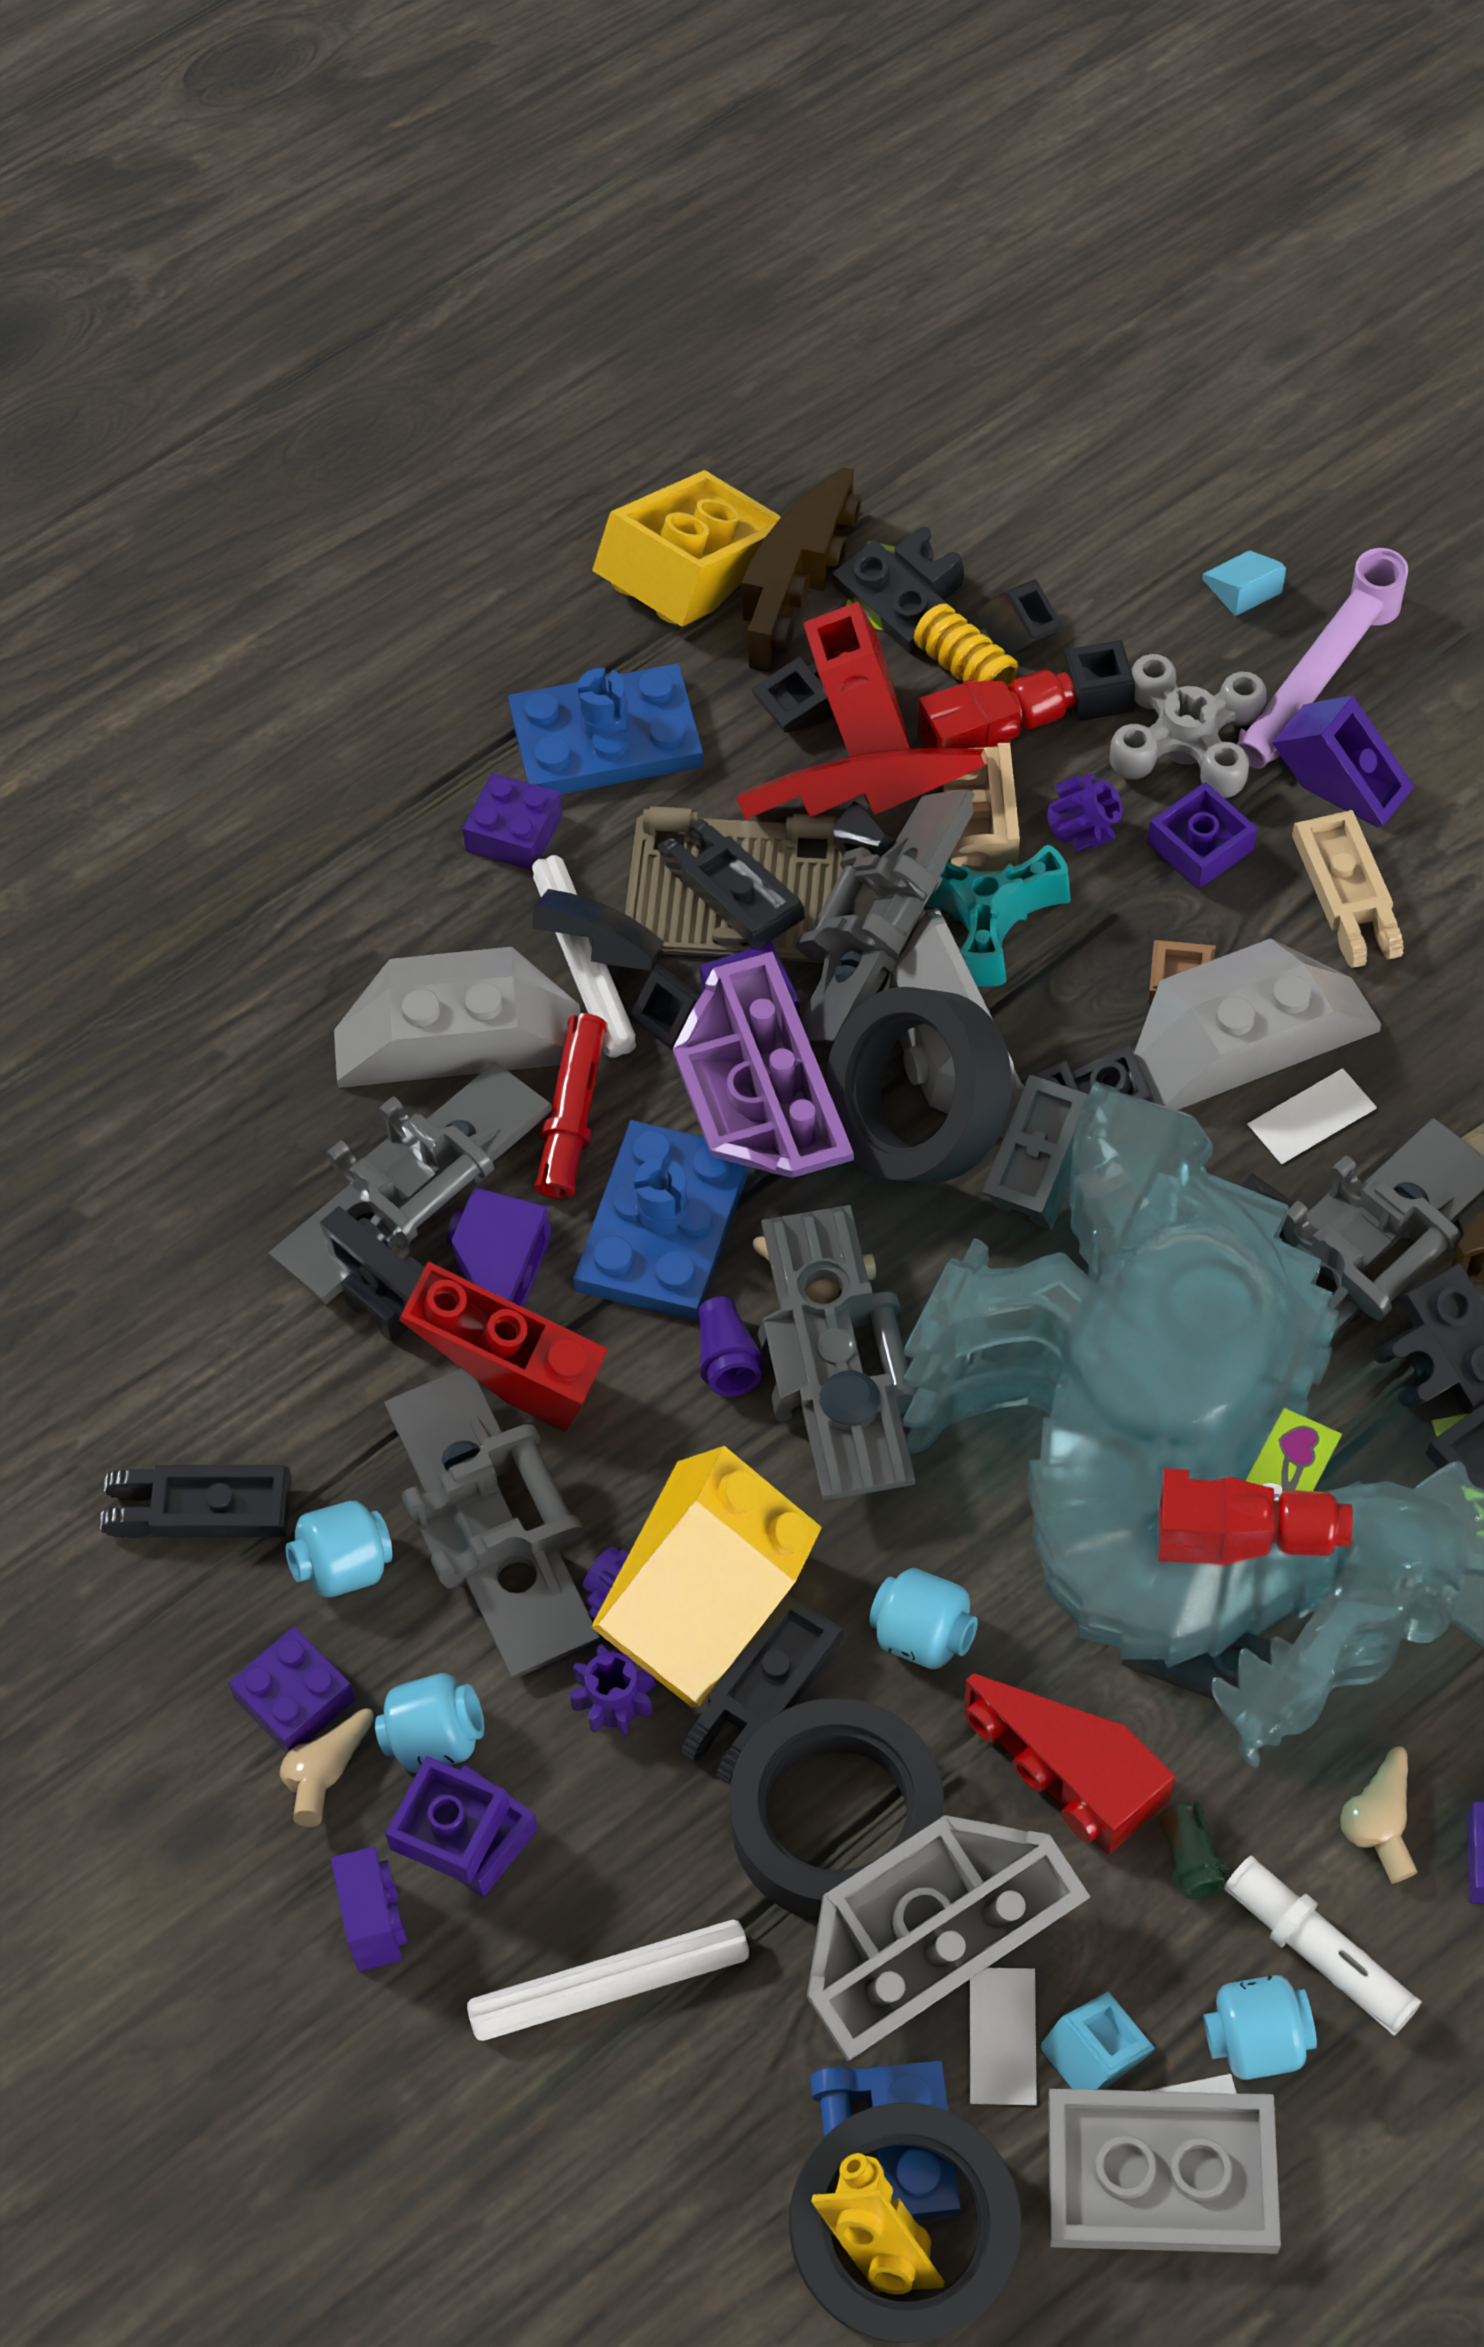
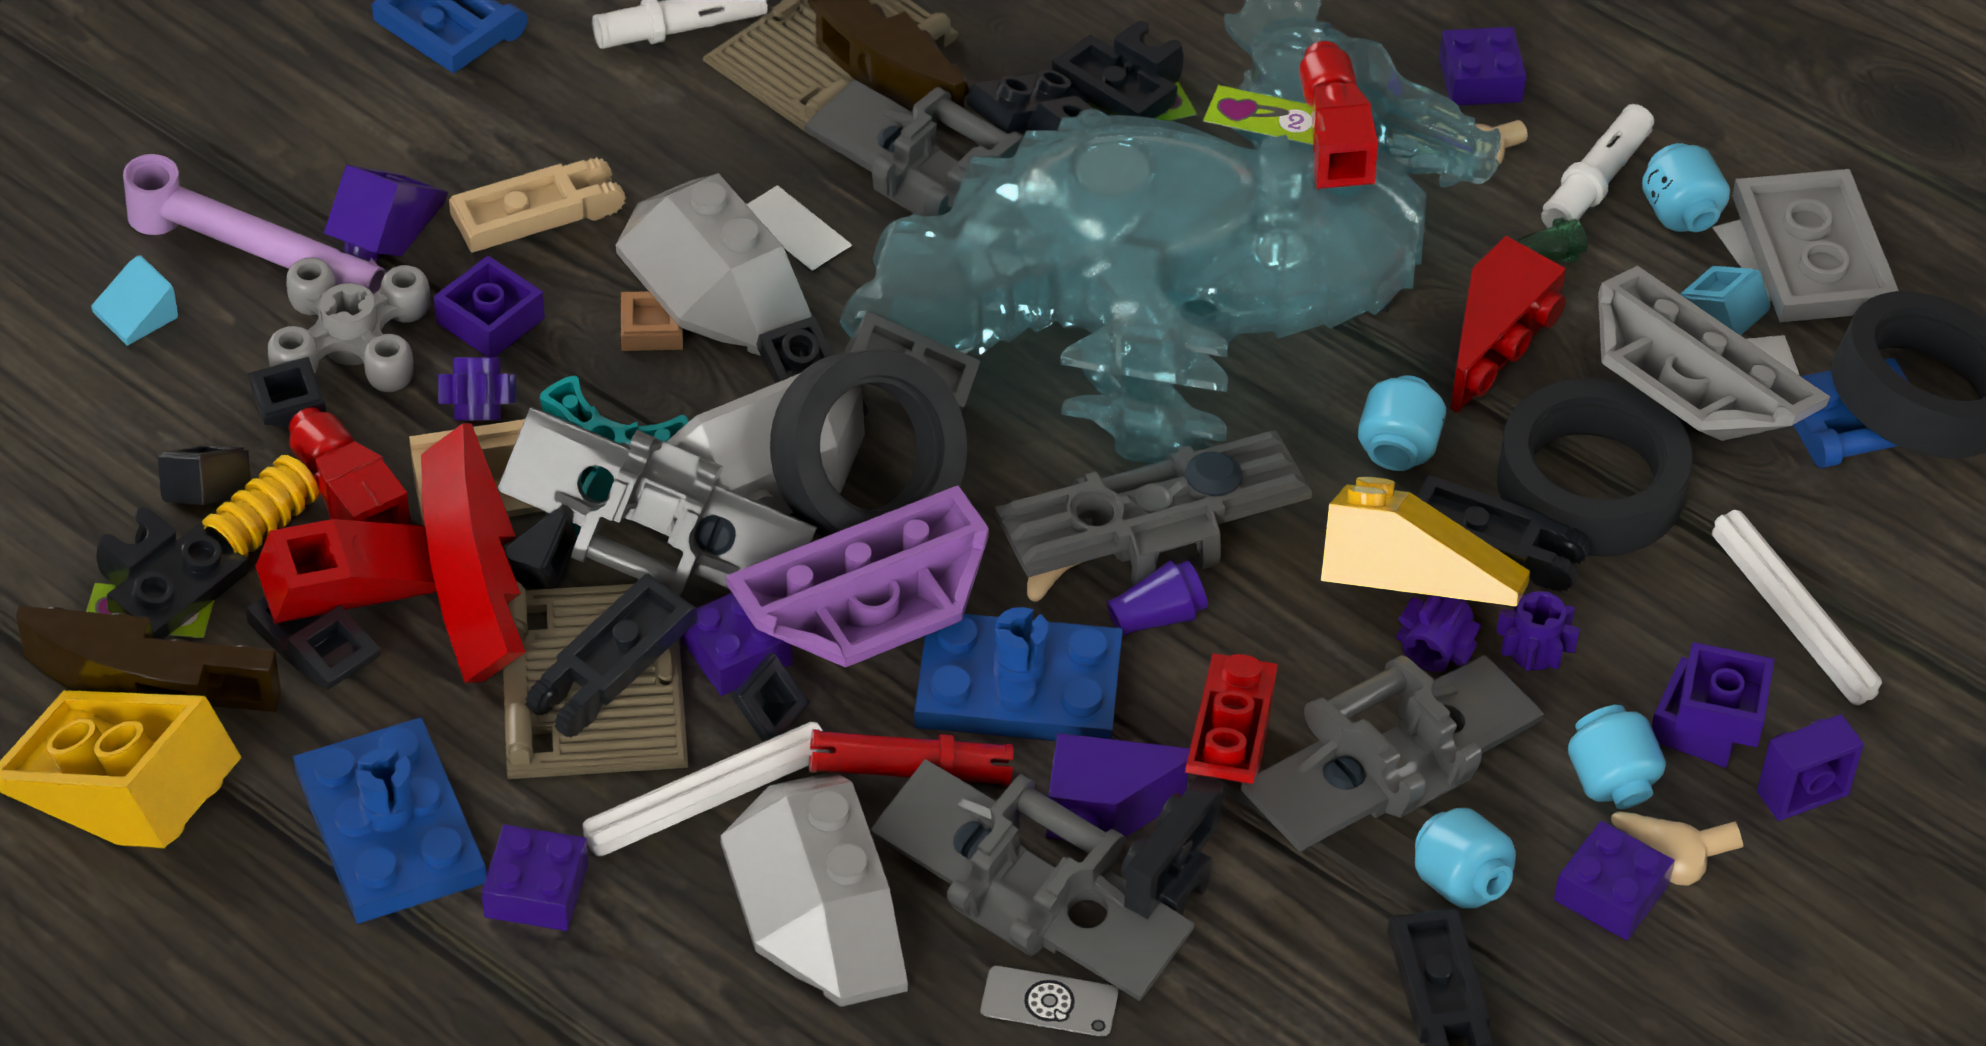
camera: 105 degrees left, 10 degrees down
(294, 1191) = (1049, 1000): none -> light grey sticker
(615, 935) = (693, 752): black slope -> none
(878, 2229) = (1946, 371): yellow hinge -> none

